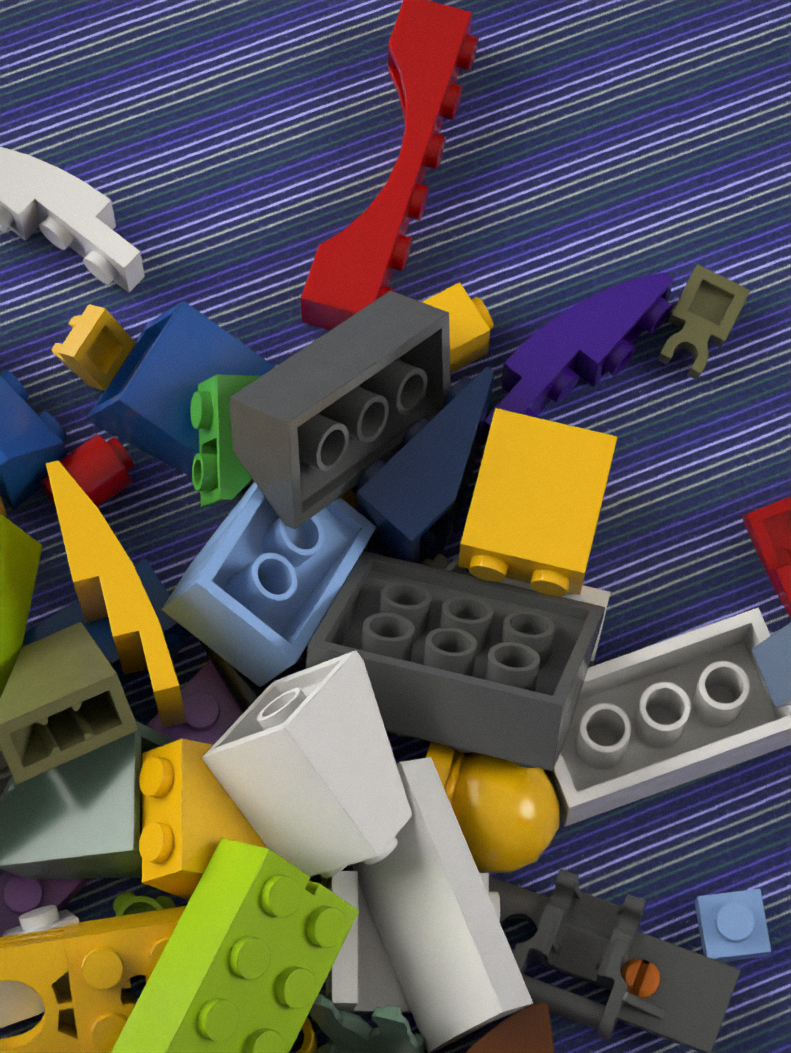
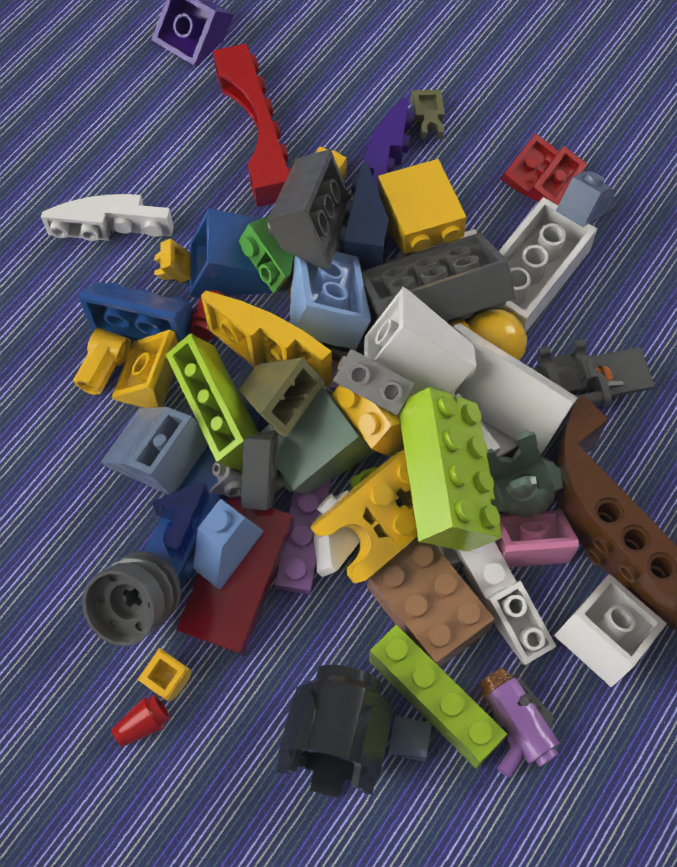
camera: 30 degrees left, 5 degrees down
(196, 784) = (373, 381): none -> light grey hinge
(733, 925) = (620, 334): light blue plate -> none

